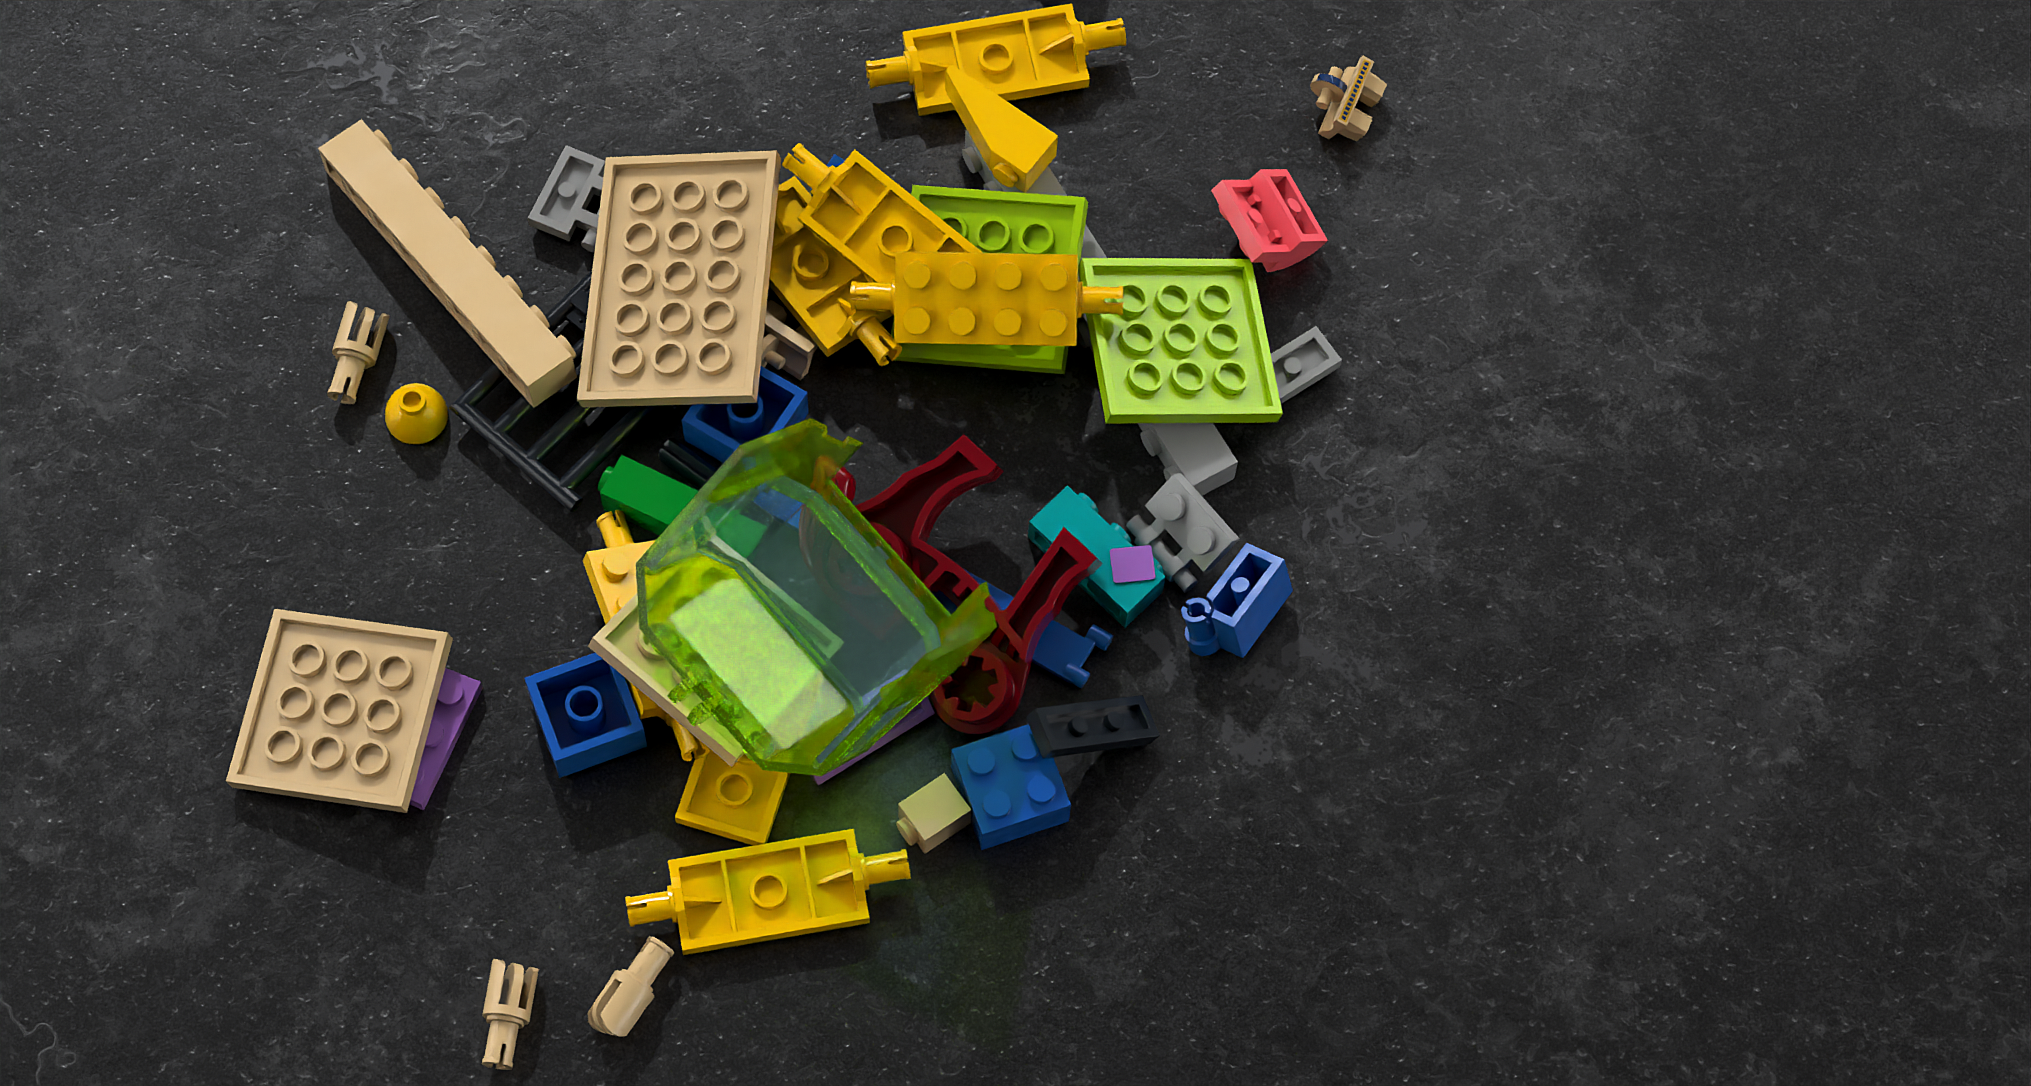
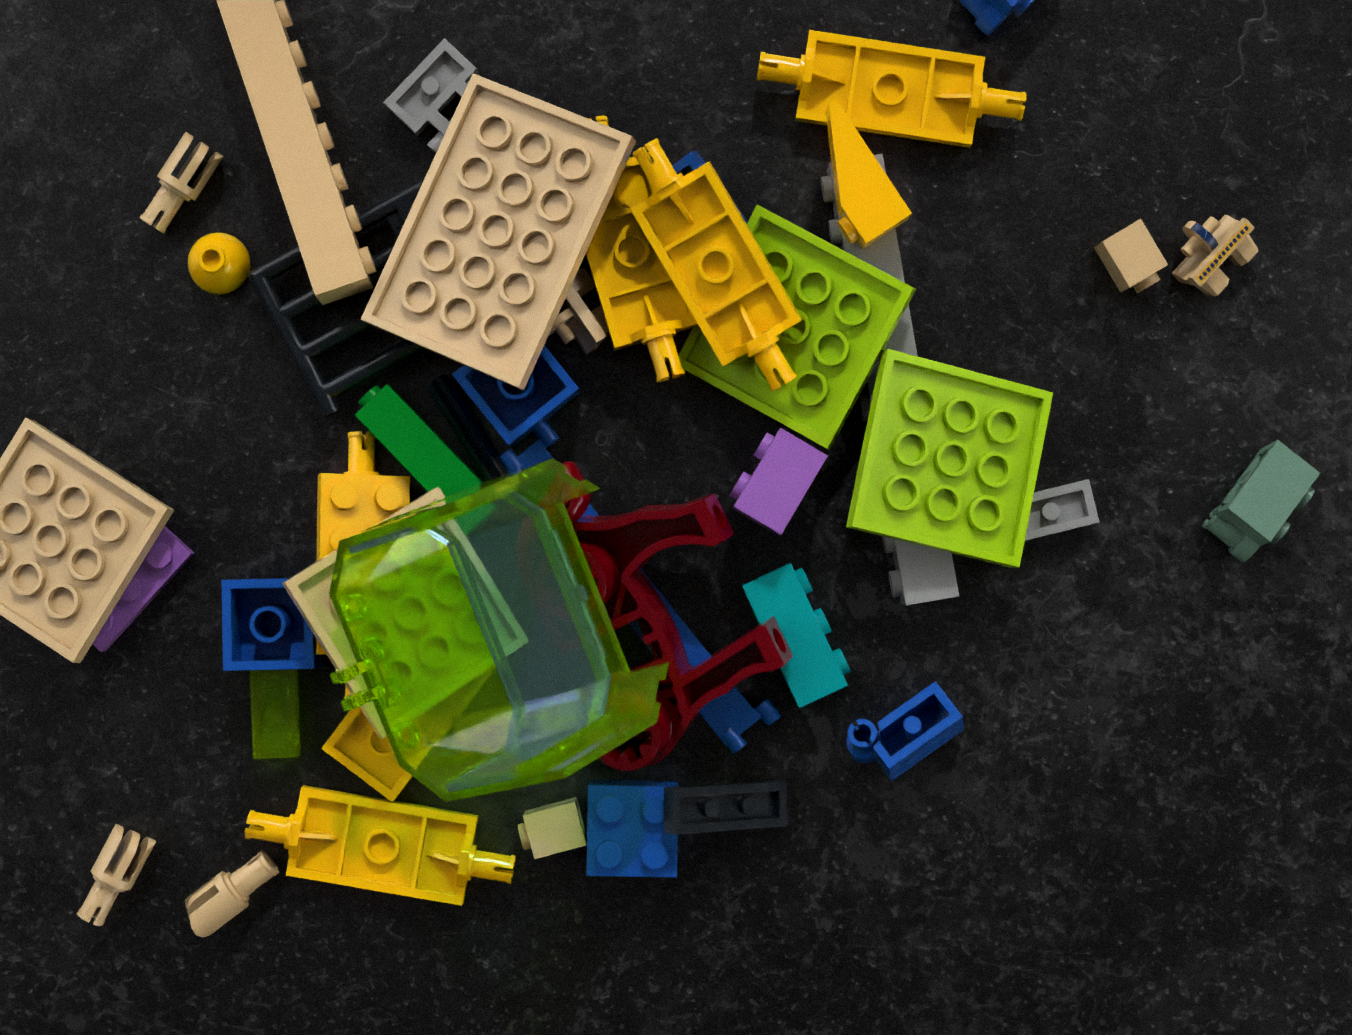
camera: 25 degrees right, 20 degrees up
(616, 802) = (275, 713): none -> clear neon green plate
(986, 298) = (777, 365): yellow plate -> none
(1025, 425) = (778, 481): none -> medium lavender slope
(1132, 564) = (821, 663): medium lavender sticker -> none
(1191, 523) = (892, 639): light grey plate -> none
(1270, 218) = (1088, 353): coral brick -> none
(1274, 126) = (1132, 257): none -> tan brick
(1483, 291) = (1262, 501): none -> sand green hinge

